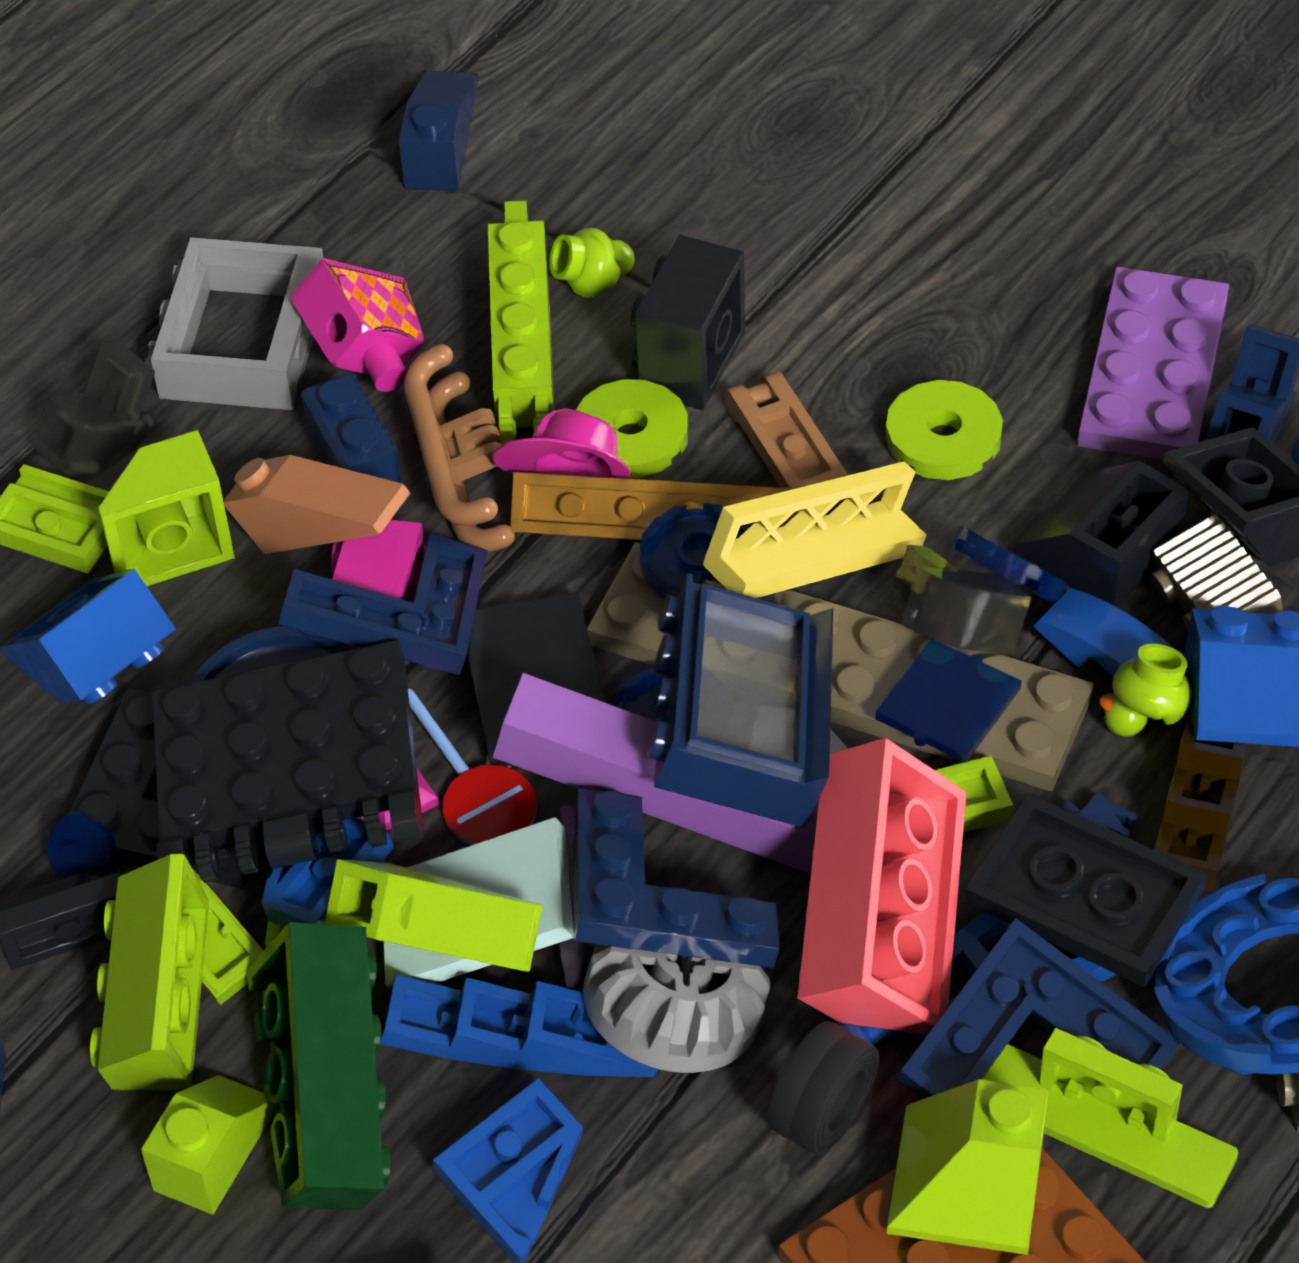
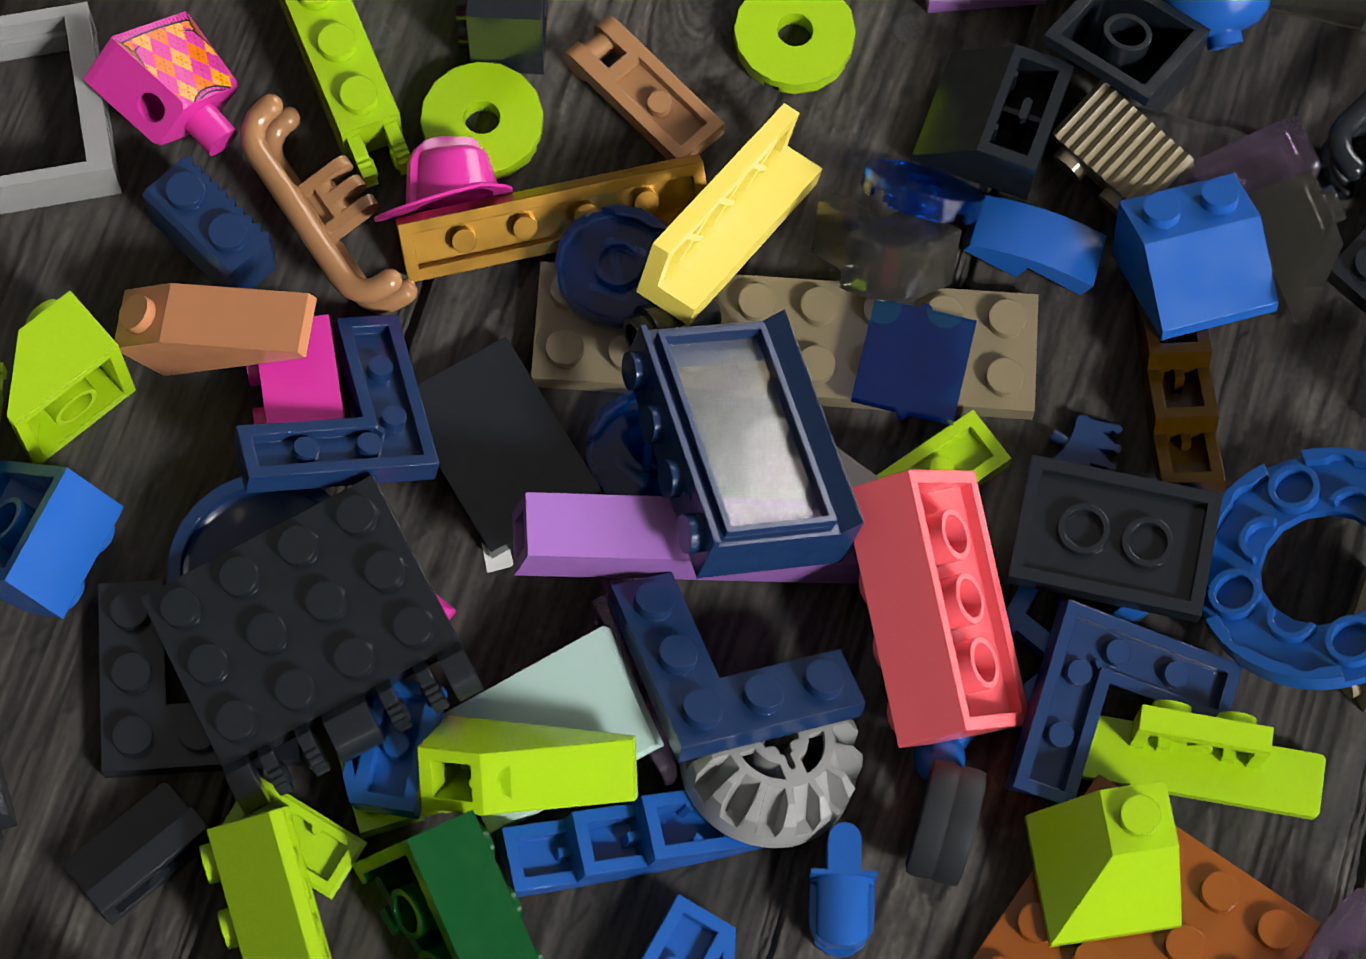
camera: 25 degrees left, 20 degrees up
(79, 842) = (127, 775): clear blue piece -> none
(481, 799) = (494, 602): red piece -> none
(698, 1129) = (841, 895): none -> blue arm
(1148, 687) = (1099, 297): lime animal -> none

